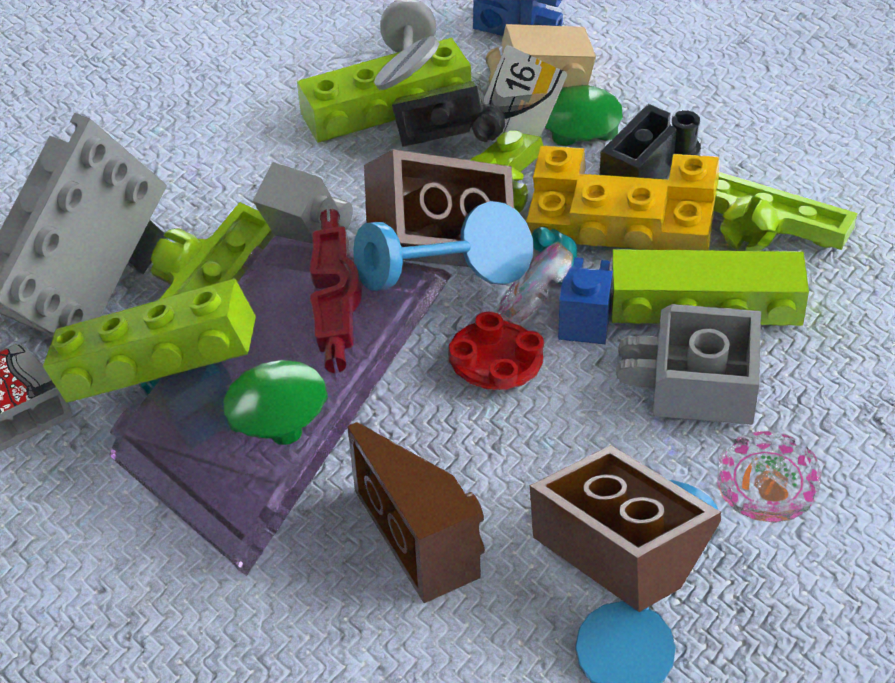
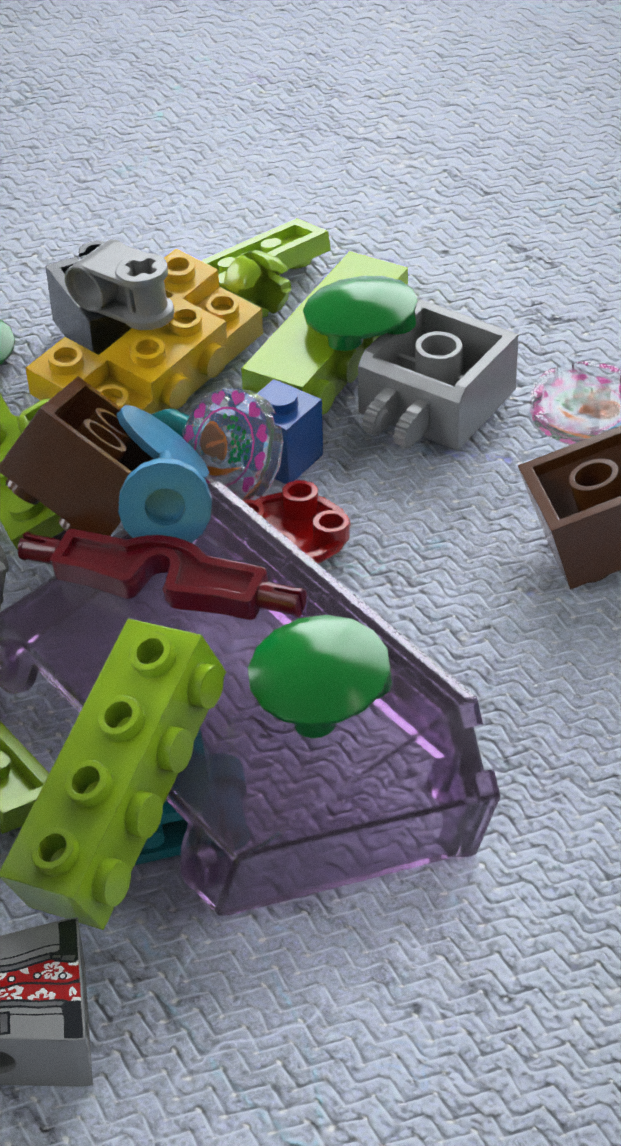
camera: 65 degrees left, 5 degrees down
(418, 513) = (524, 636): reddish brown slope -> none
(632, 146) = (122, 285): none -> light grey piece
(712, 281) = (361, 310): none -> green dish

